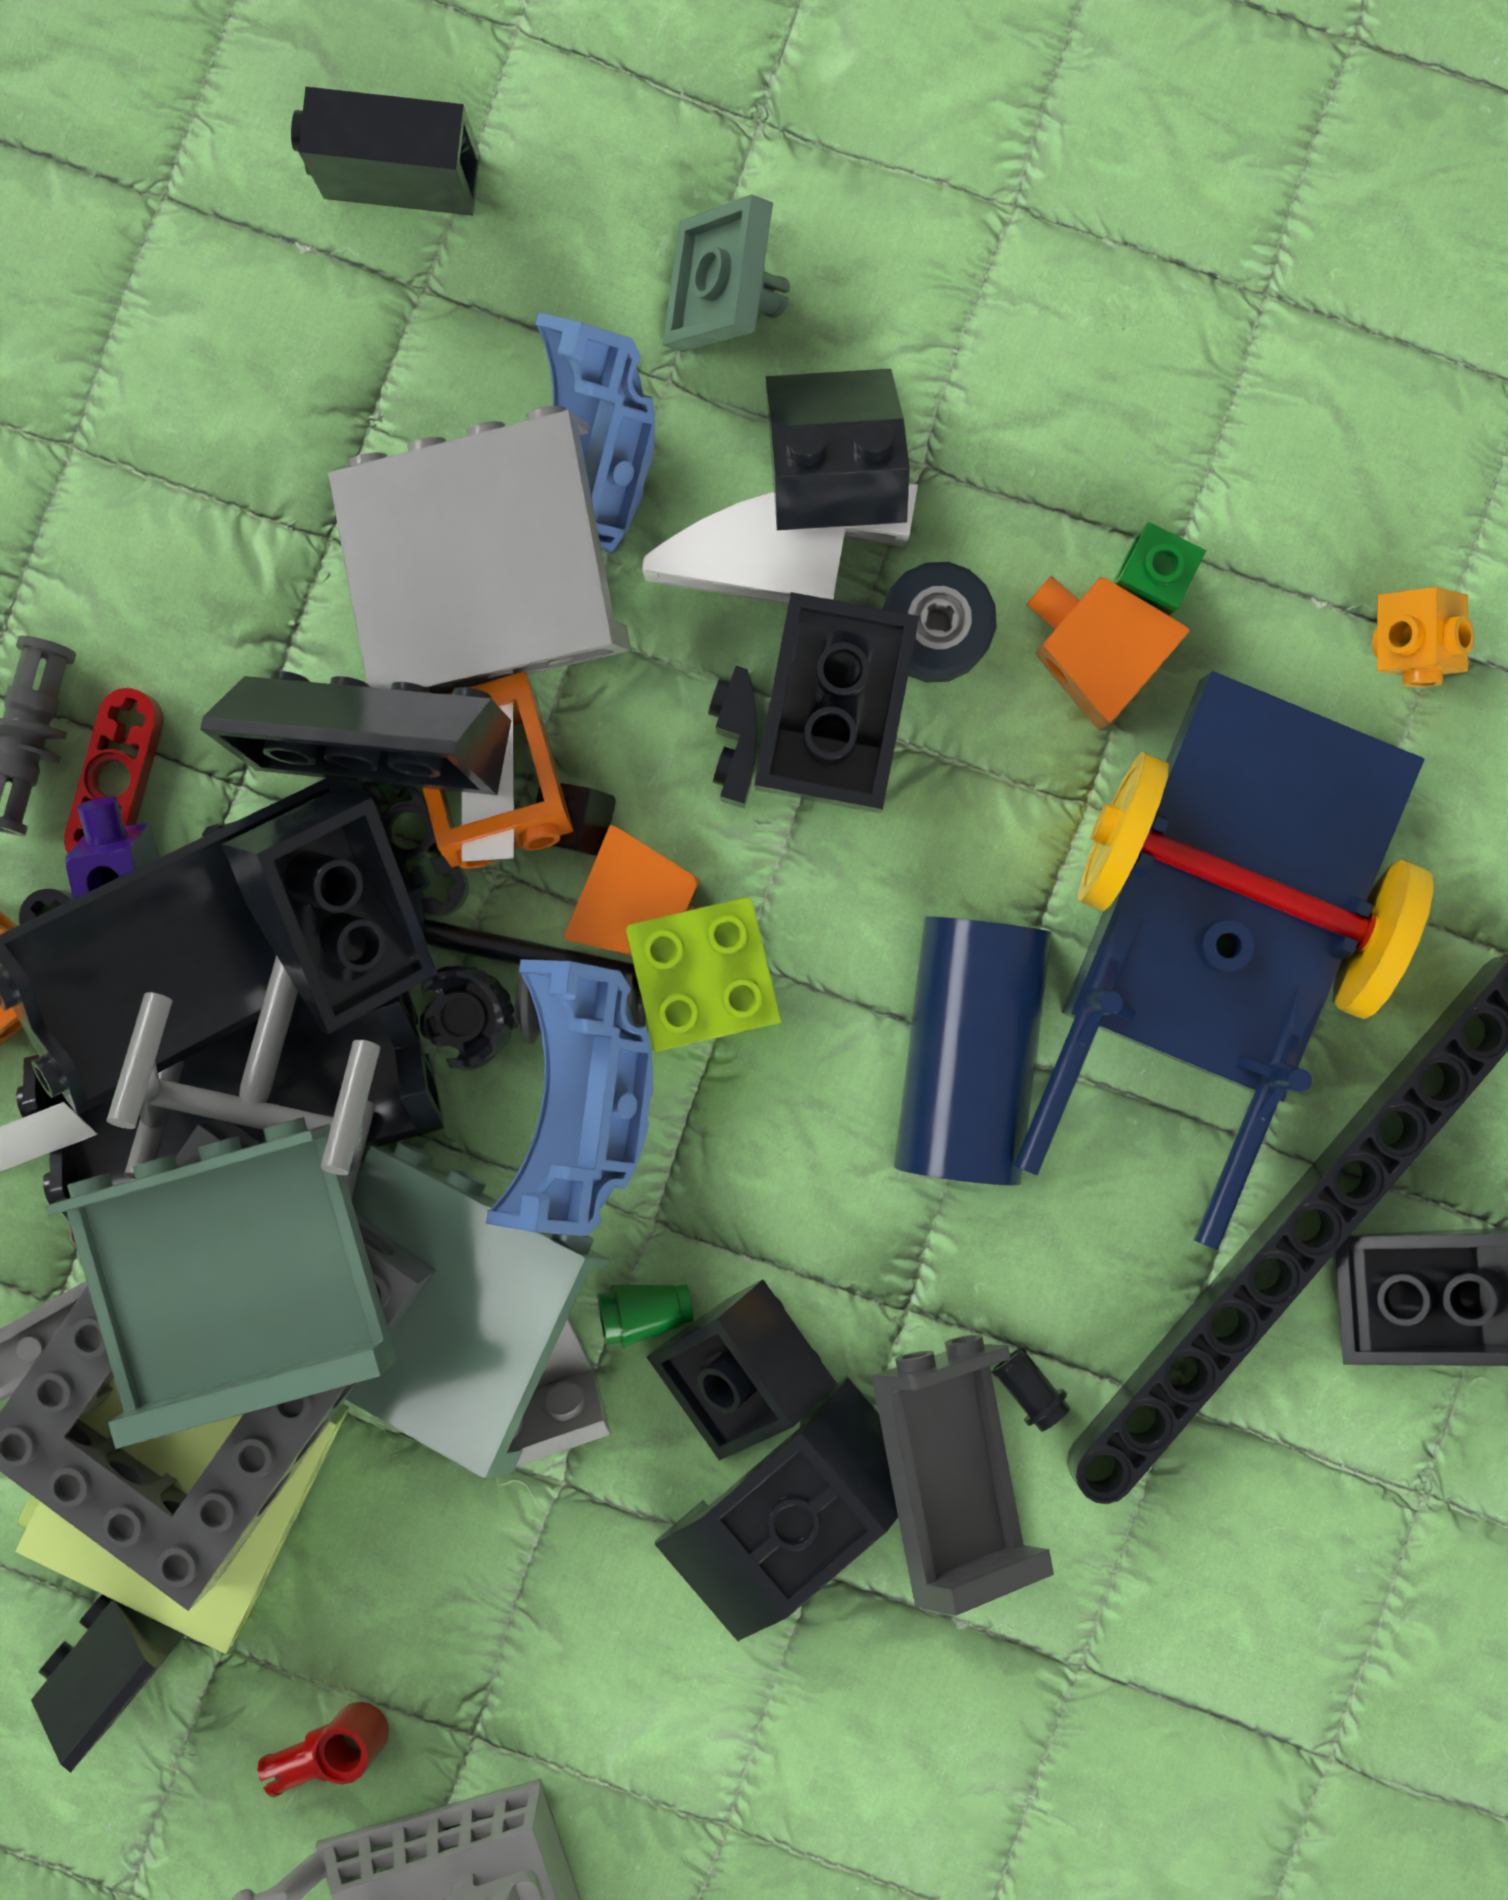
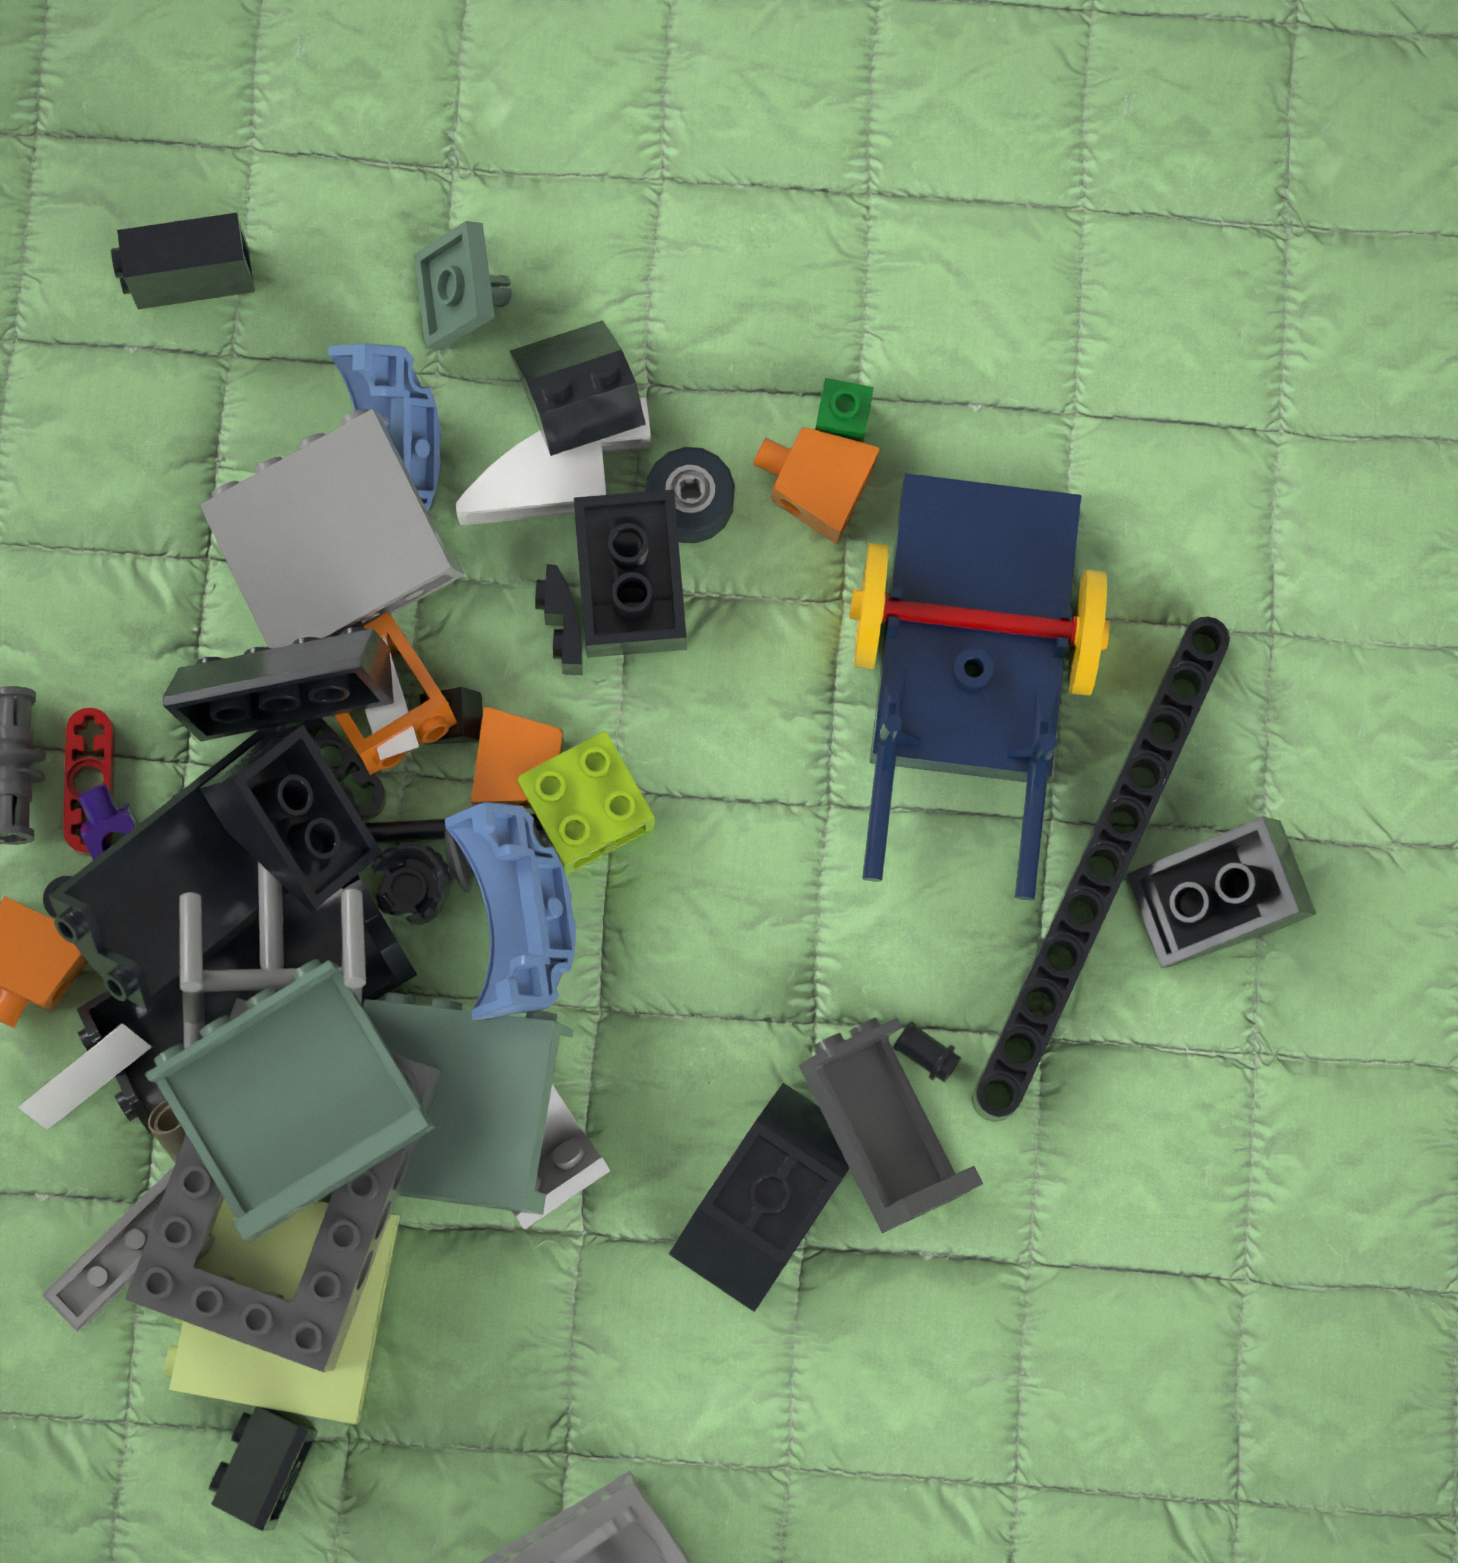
camera: 25 degrees left, 10 degrees down
(326, 1753) = (452, 1492): red pin -> none
(642, 1311) = (608, 1075): green cone -> none
(743, 1371) = (698, 1098): black slope -> none
(972, 1050) = (807, 804): dark blue brick -> none
(1422, 635) = (1055, 406): light orange brick -> none

